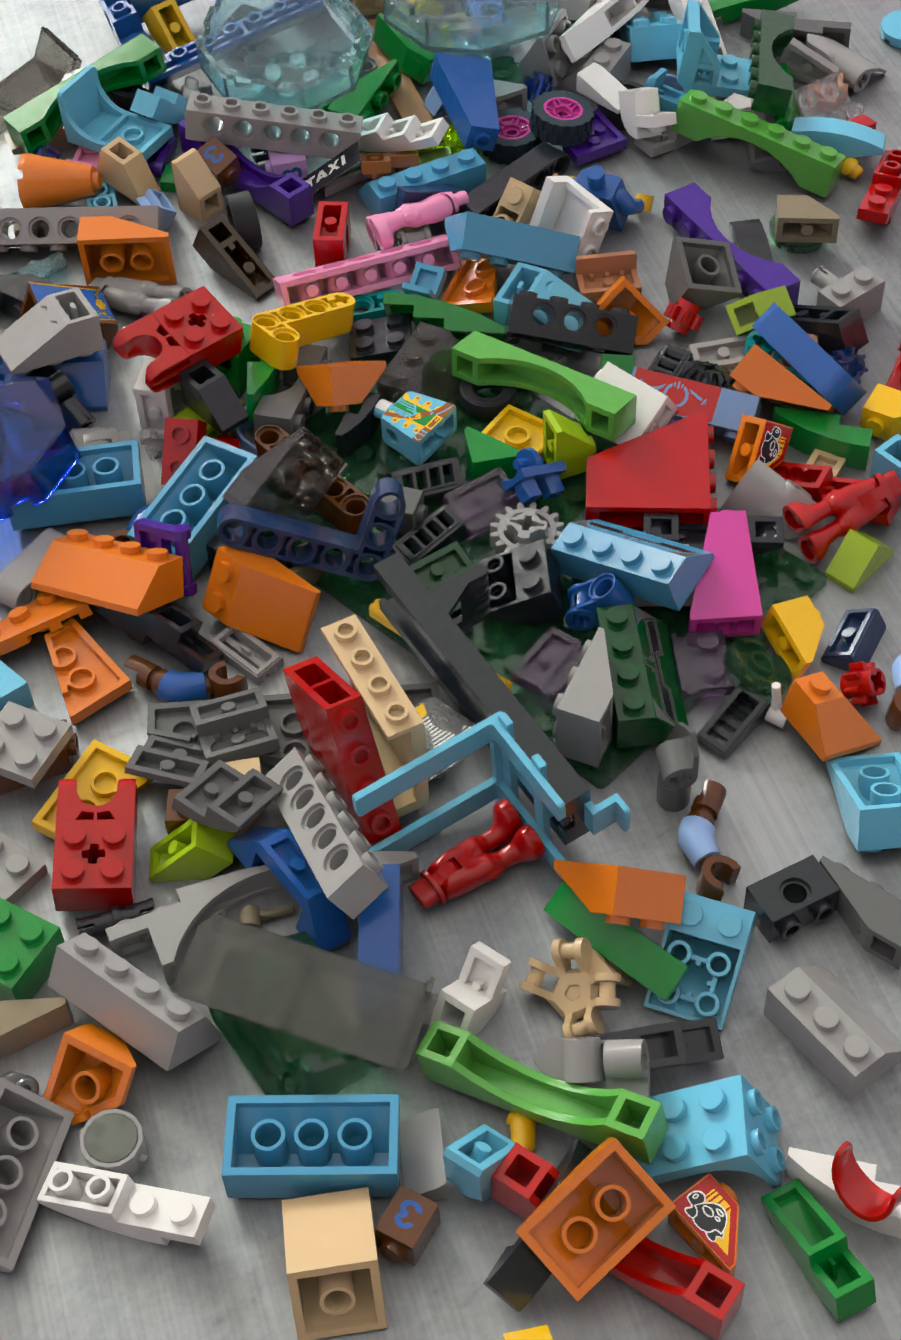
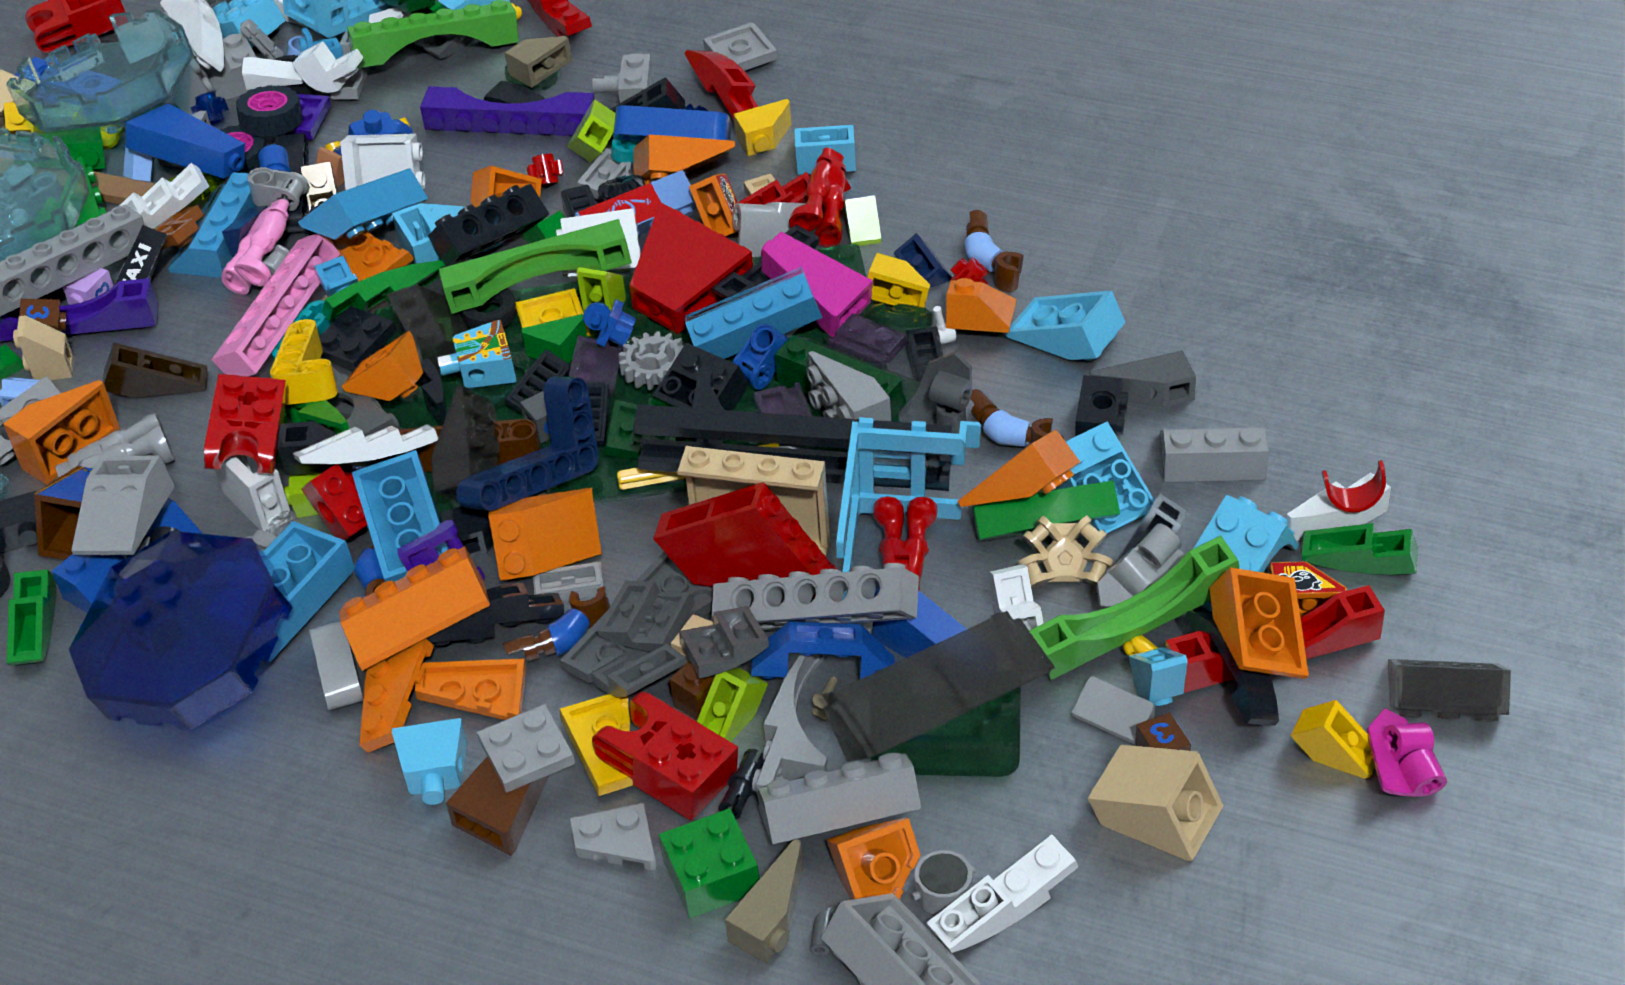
camera: 50 degrees left, 5 degrees down
(223, 419) = (355, 447): none -> white slope
(244, 217) = (126, 329): black tyre -> none
(311, 1145) = (1058, 759): dark azure slope -> none
(331, 232) = (209, 301): red brick -> none
(476, 180) = (271, 185): none -> light grey piece
(500, 163) = (274, 158): none -> blue brick
(600, 271) = (450, 183): nougat bracket -> none
(636, 58) = (260, 40): none -> light grey axle
(701, 272) = (521, 135): dark grey slope -> none
(825, 433) = (745, 166): green slope -> none

